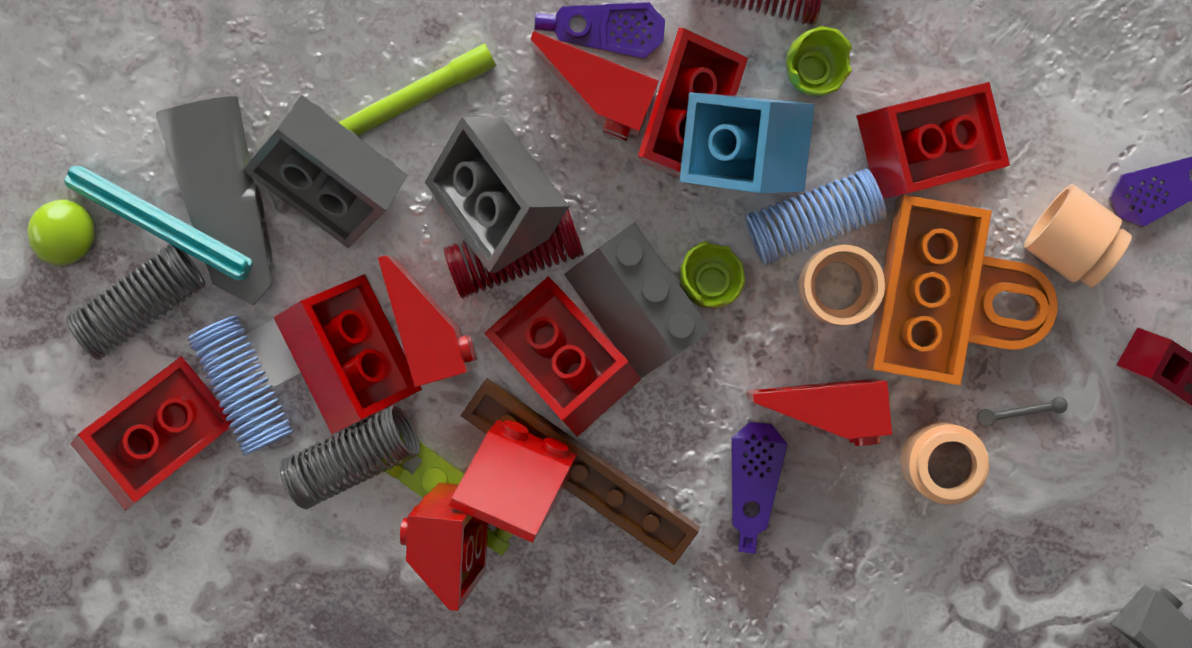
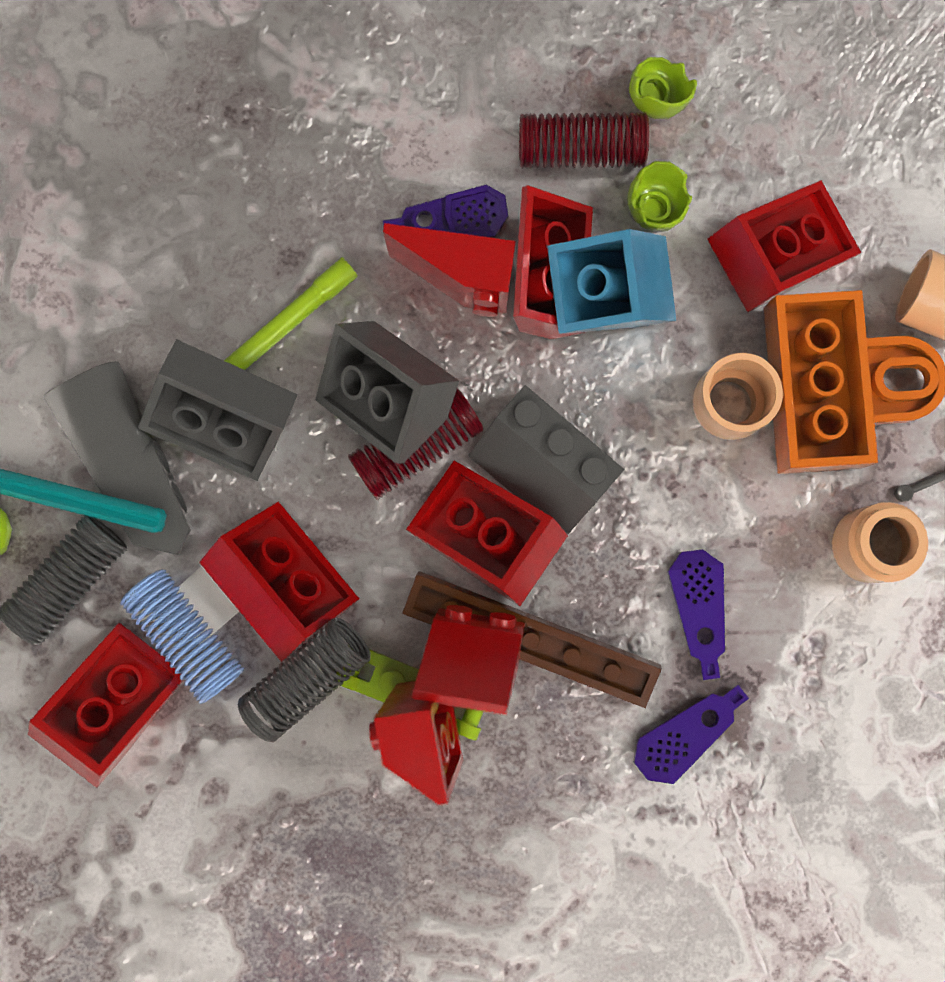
camera: 10 degrees left, 5 degrees down
(428, 334) = (354, 543): red slope -> none
(712, 275) = (610, 419): lime hair -> none
(714, 598) = (691, 731): none -> dark purple piece
(845, 408) = (778, 513): red slope -> none
(868, 205) = (649, 372): light blue piece -> none

